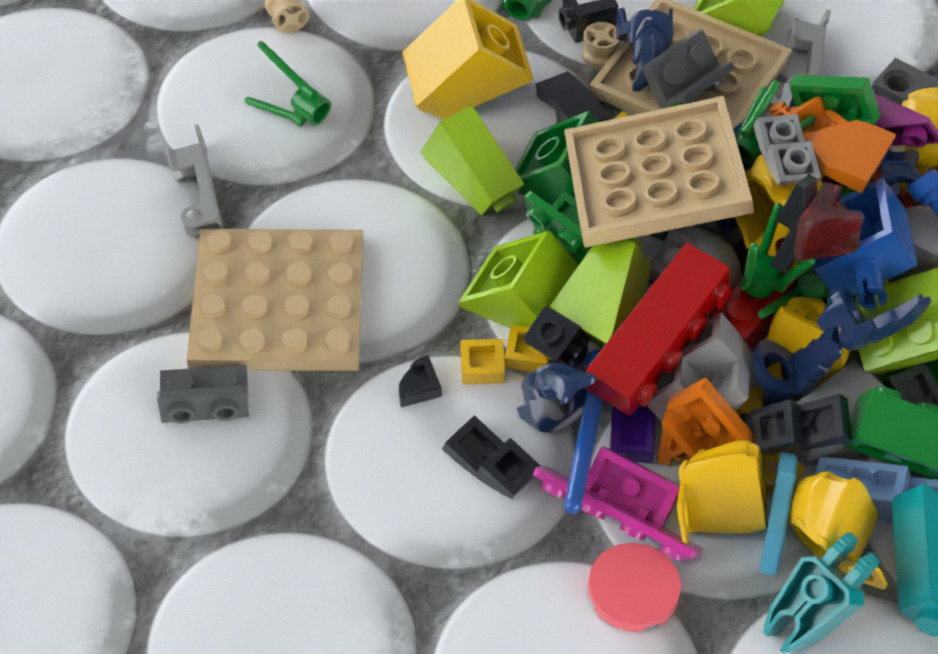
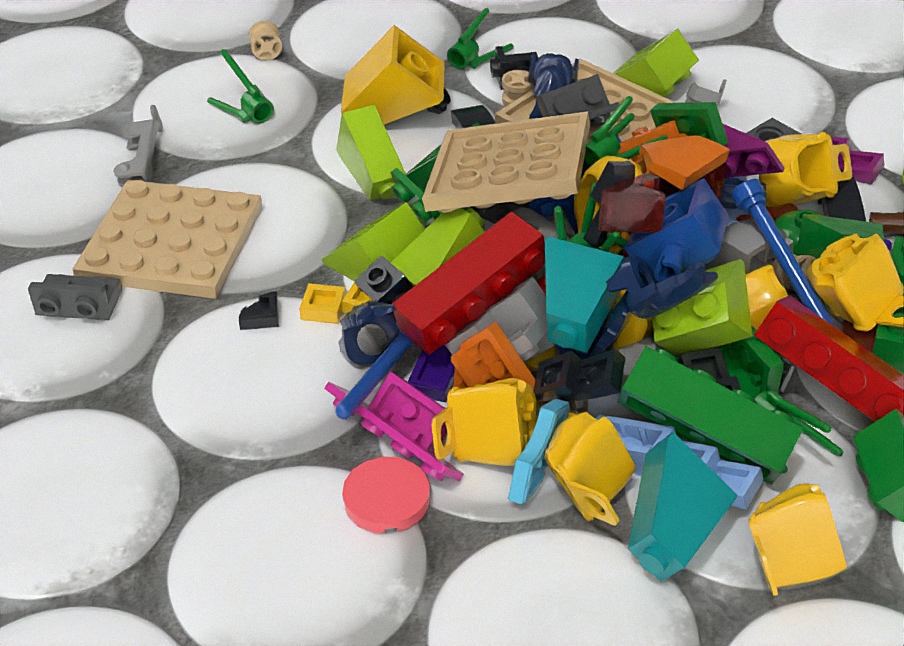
camera: 15 degrees right, 10 degrees down
(489, 459) = (297, 374): black slope -> none
(777, 328) = (577, 292): none -> teal slope
(785, 149) = (624, 143): light grey slope -> none
(819, 595) = (546, 518): teal hinge -> none

